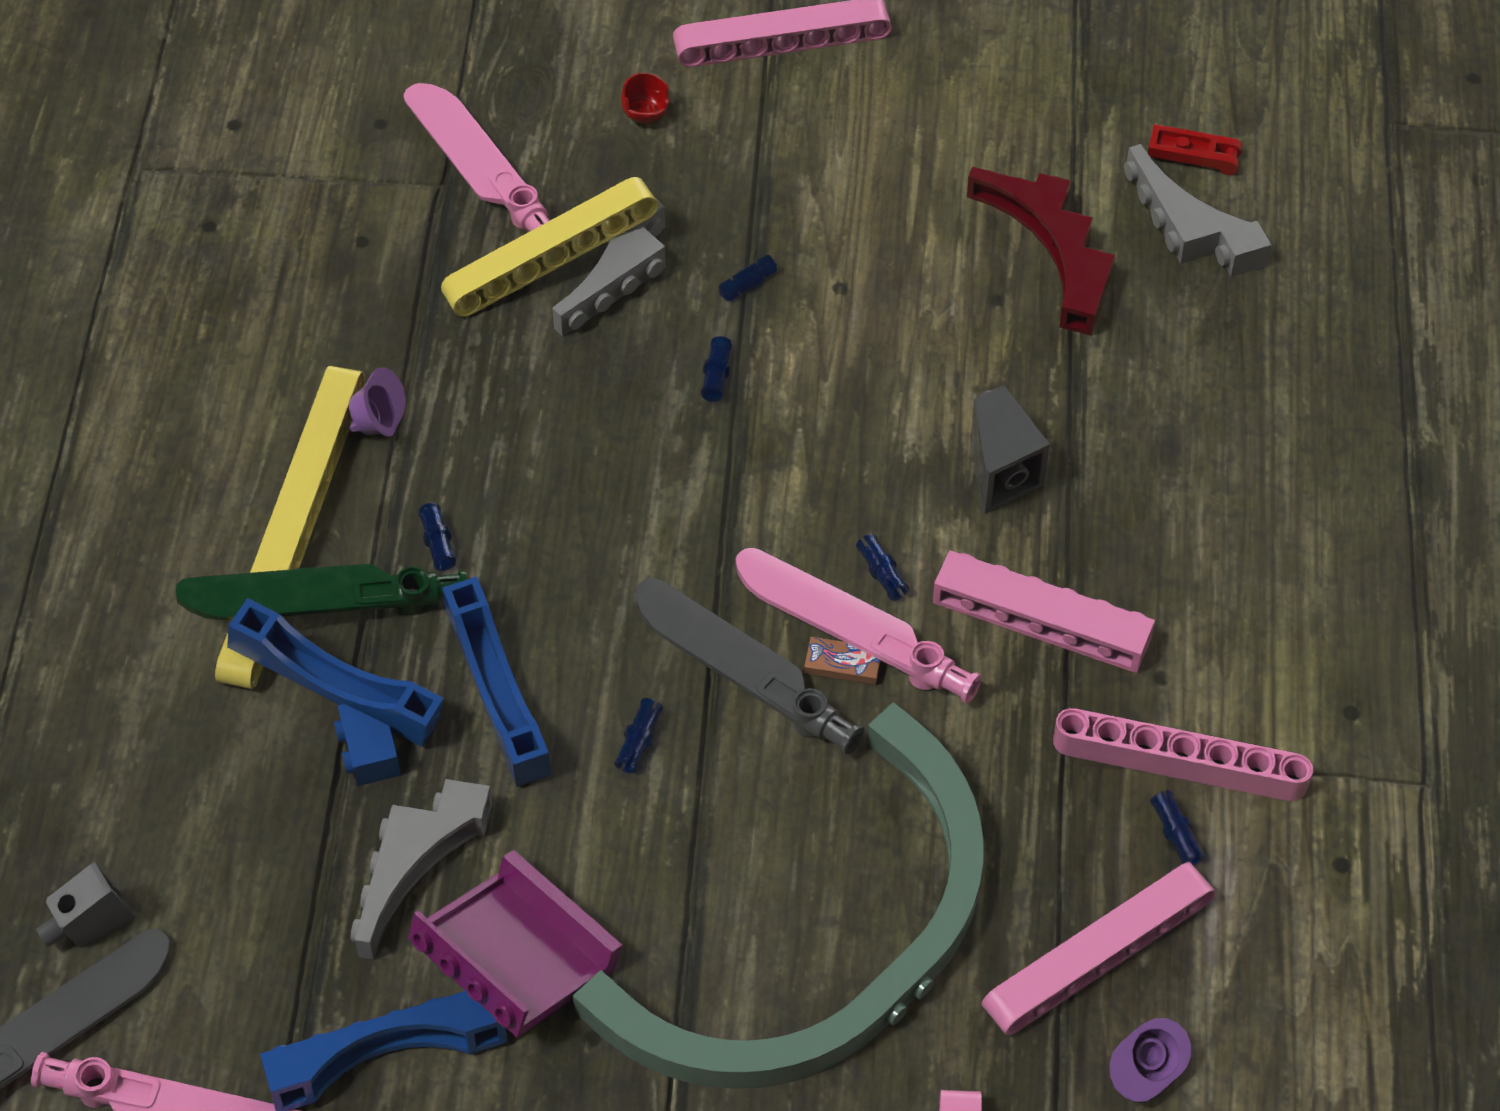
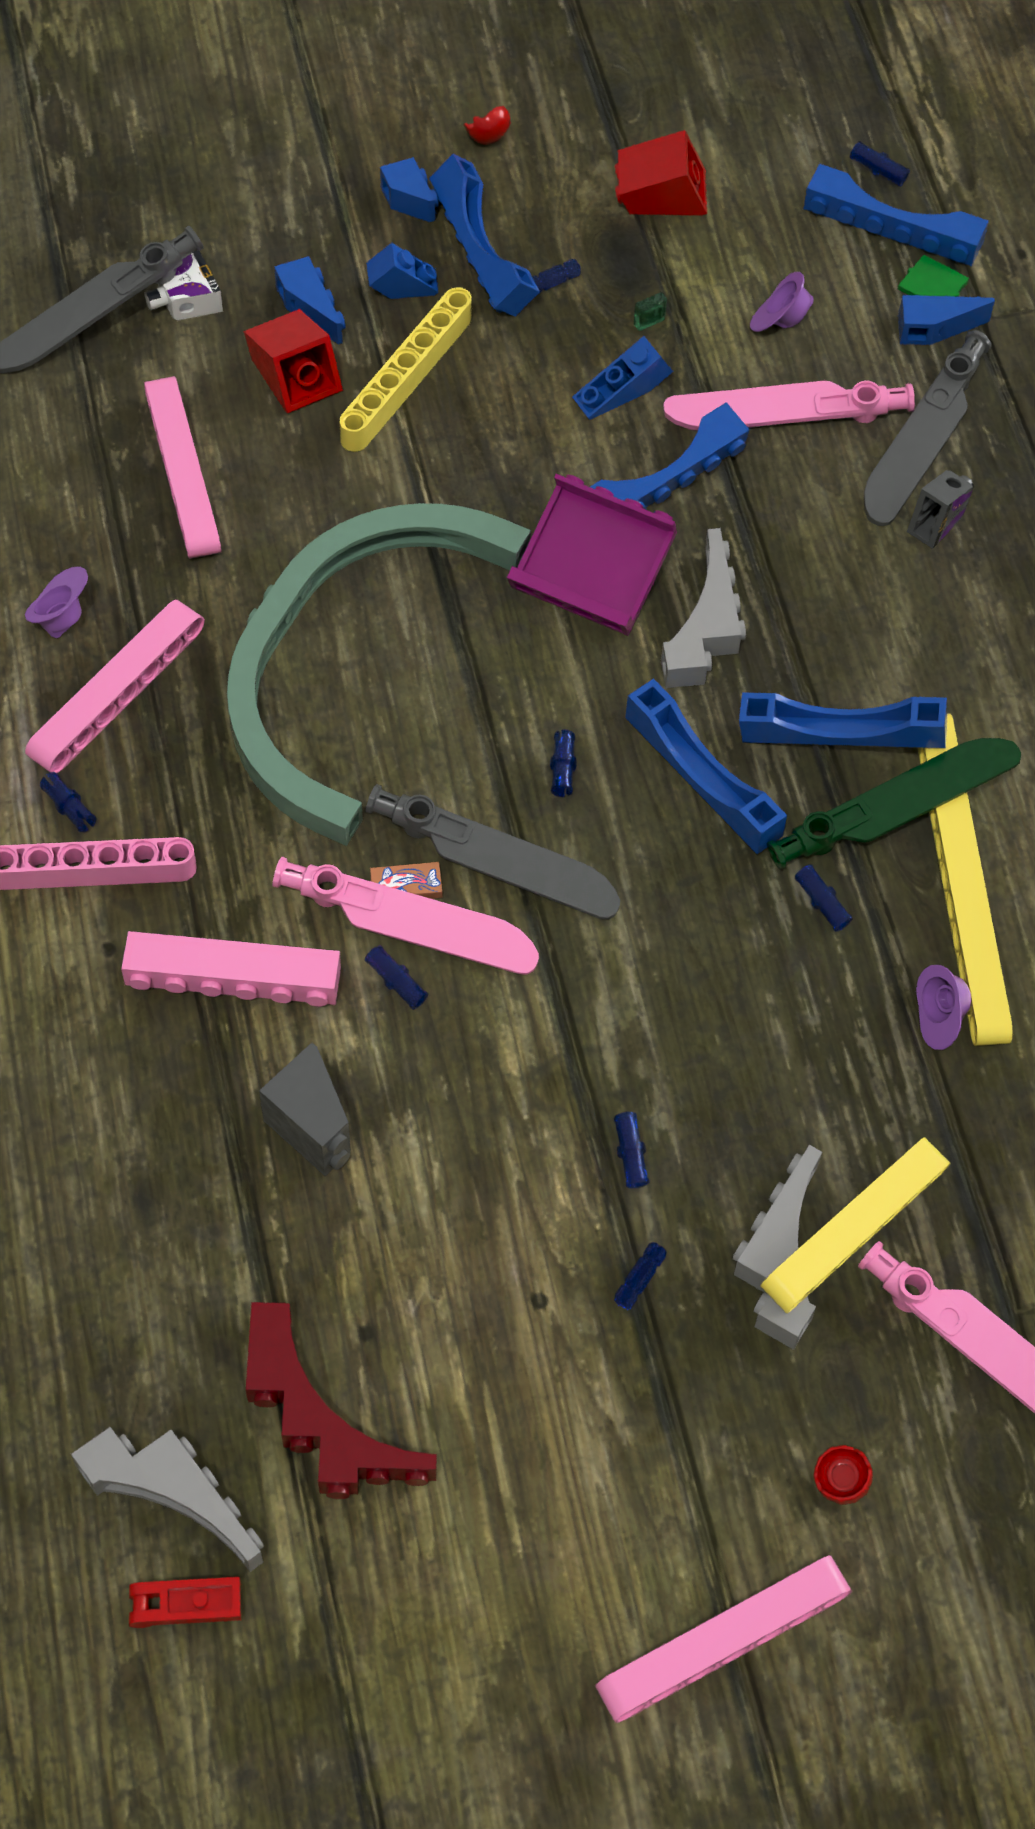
camera: 160 degrees right, 5 degrees up
(369, 745) = (790, 682): blue slope -> none

